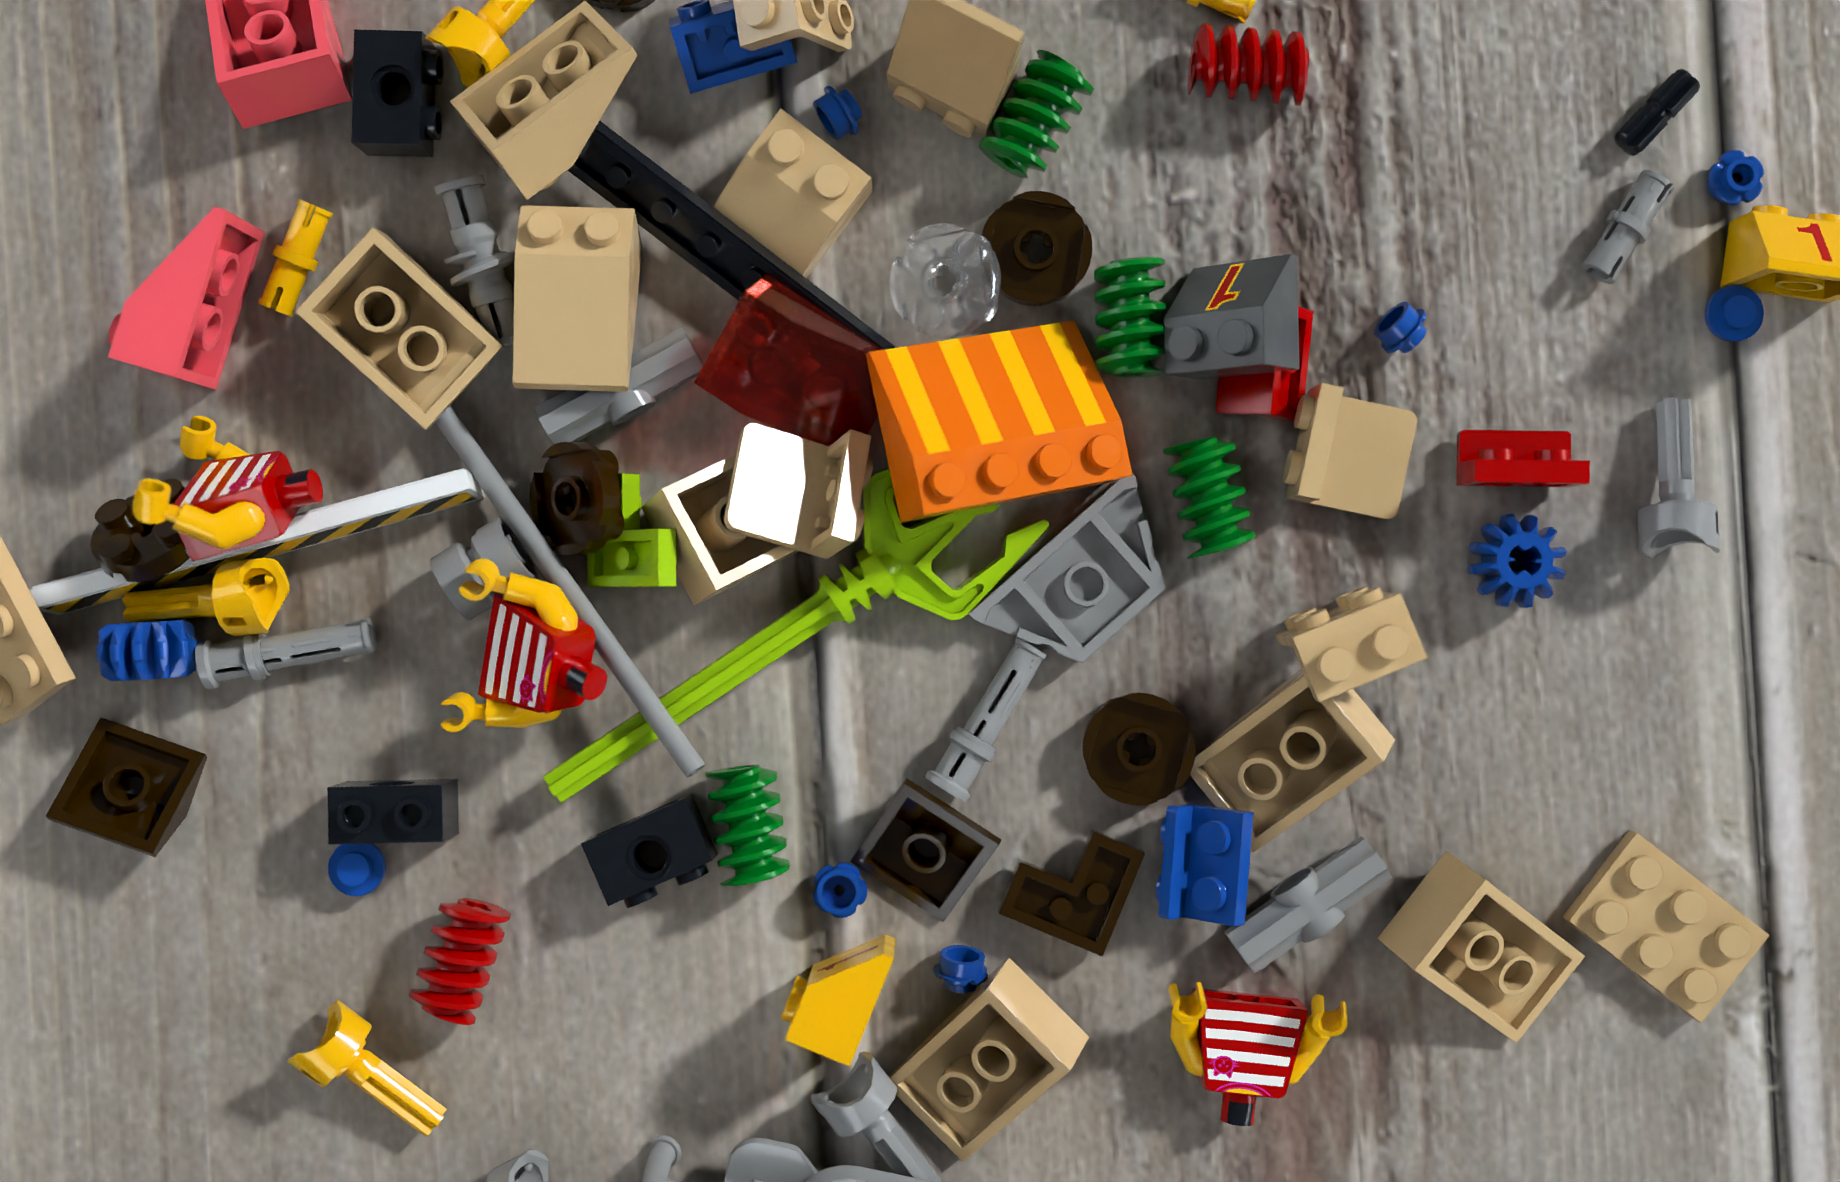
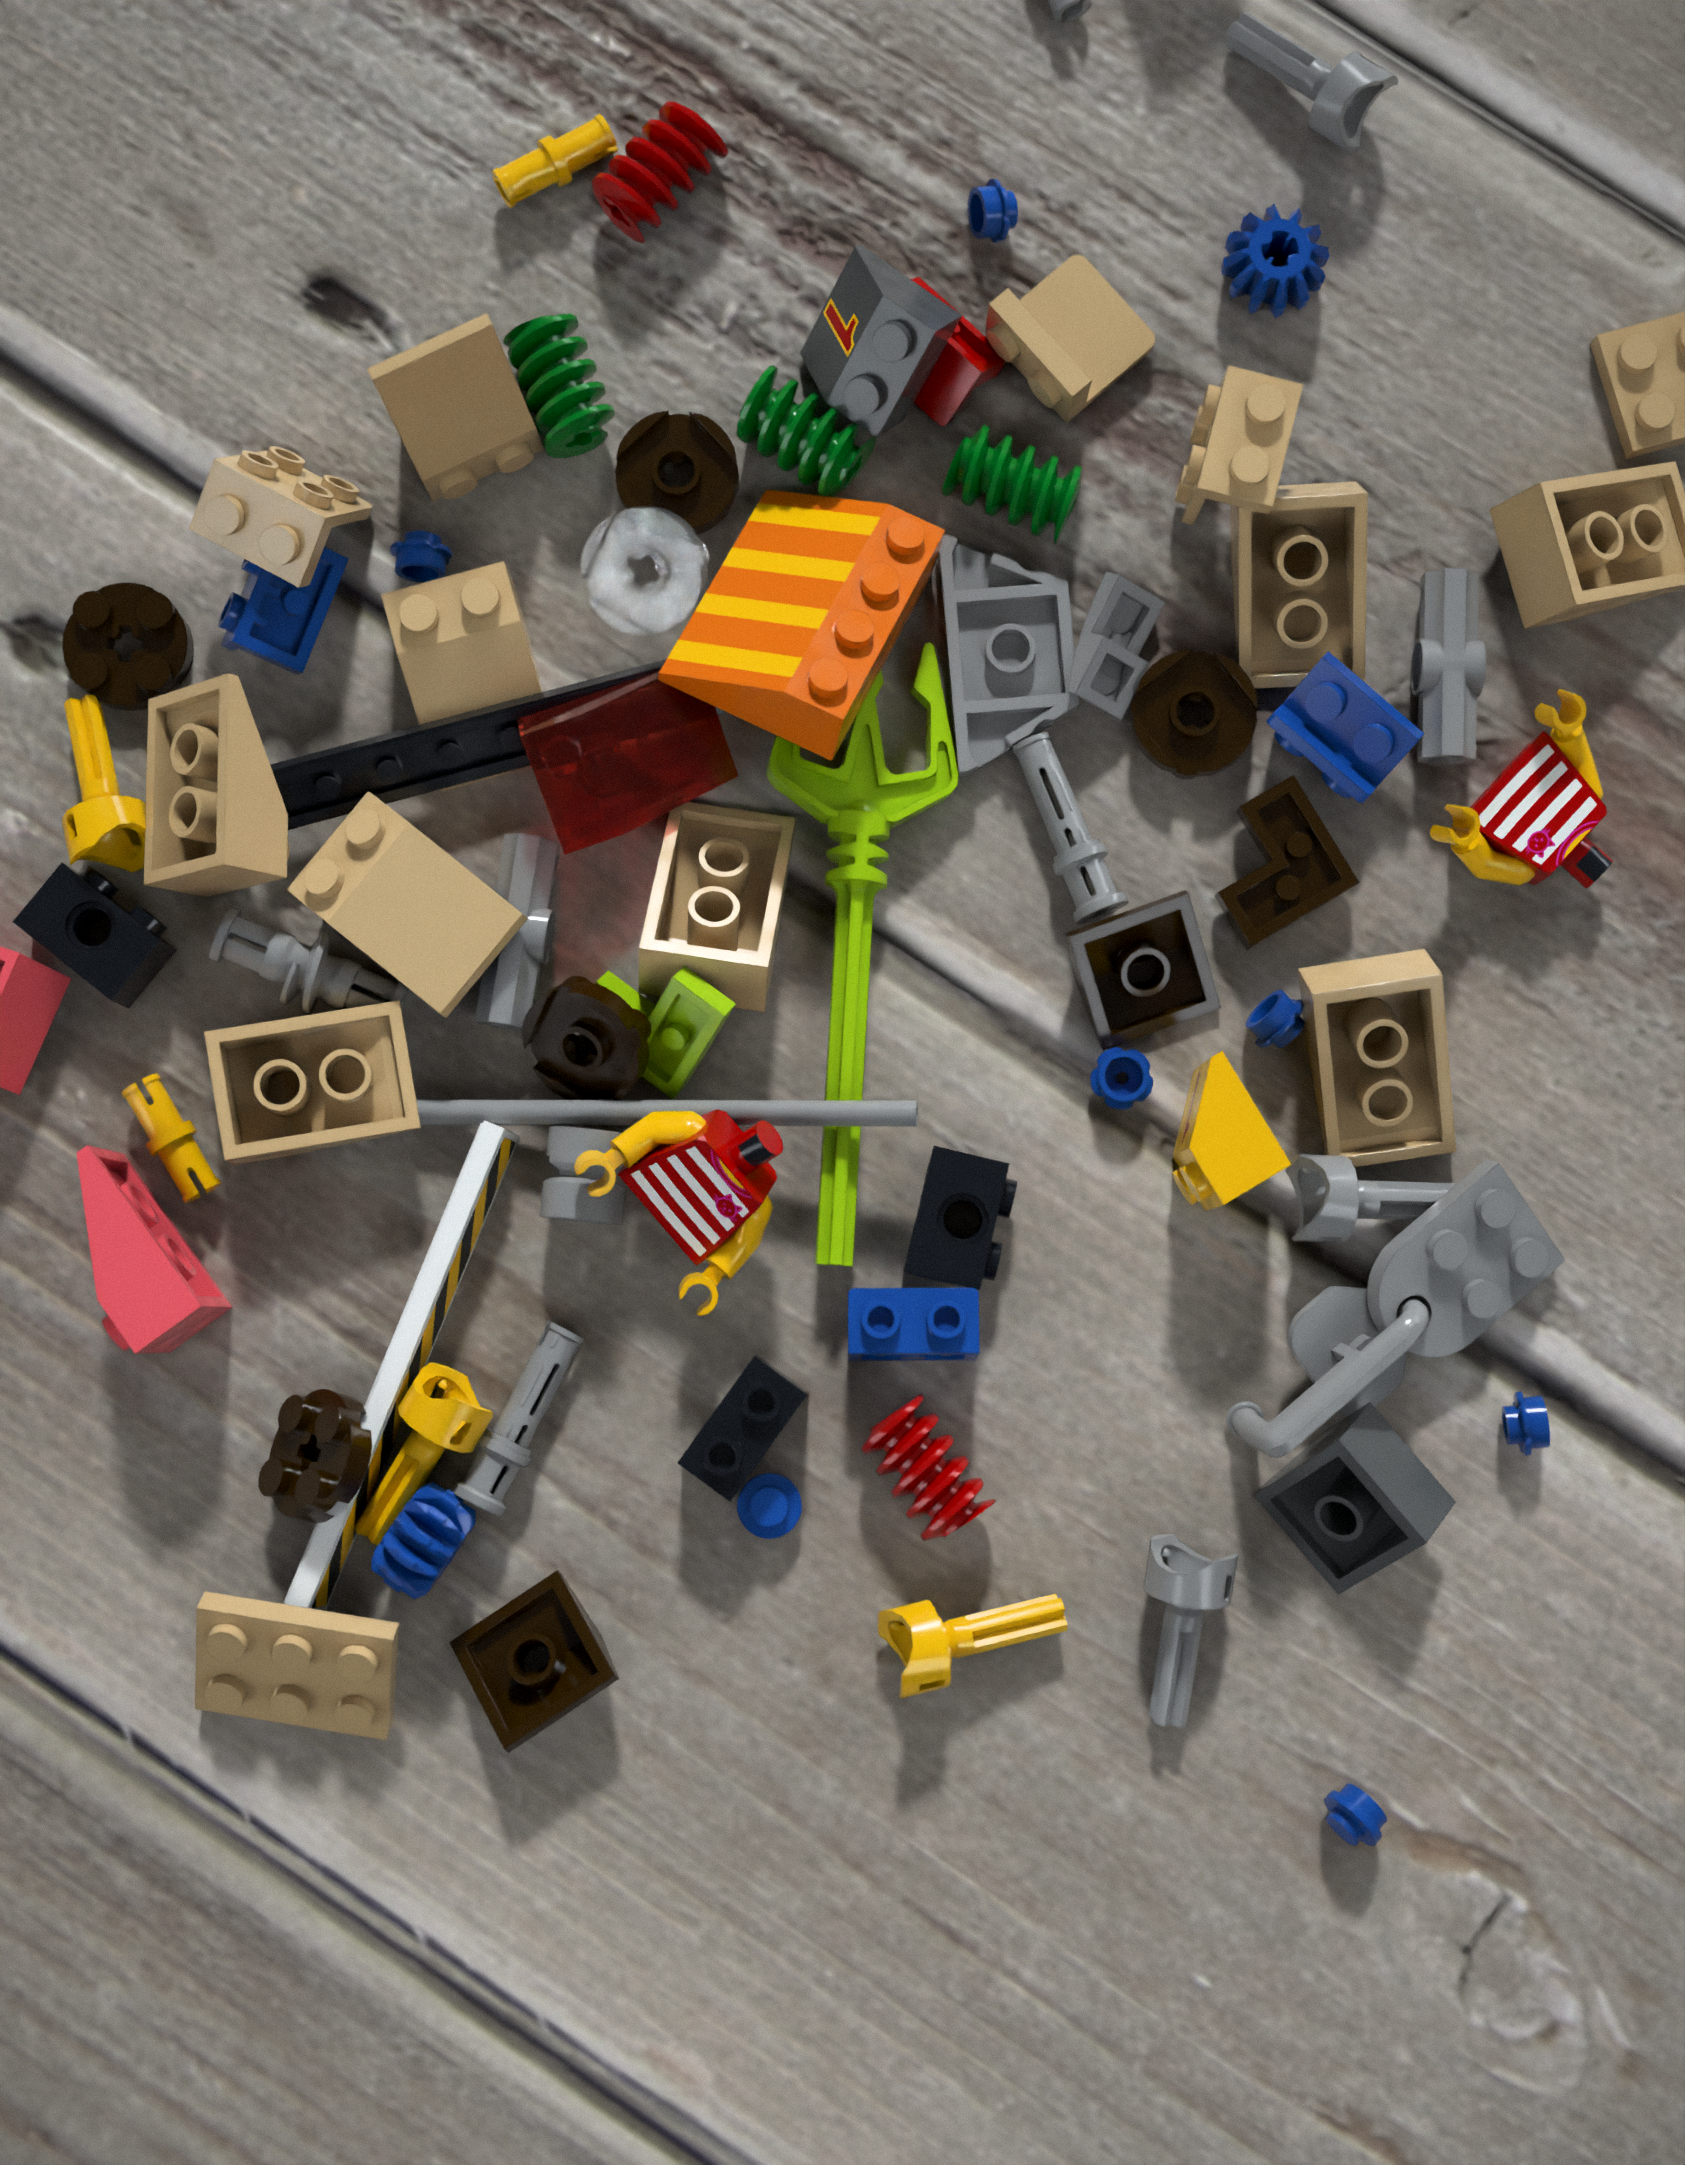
camera: 50 degrees left, 5 degrees down
(229, 499) = (344, 1353): torso -> none
(550, 876) = (913, 1324): none -> blue bracket
(748, 824) = (999, 1110): green piece -> none
(799, 489) = (735, 833): bracket -> none
(1151, 649) = (1106, 657): none -> light grey slope
(1518, 459) = (1187, 194): red bracket -> none

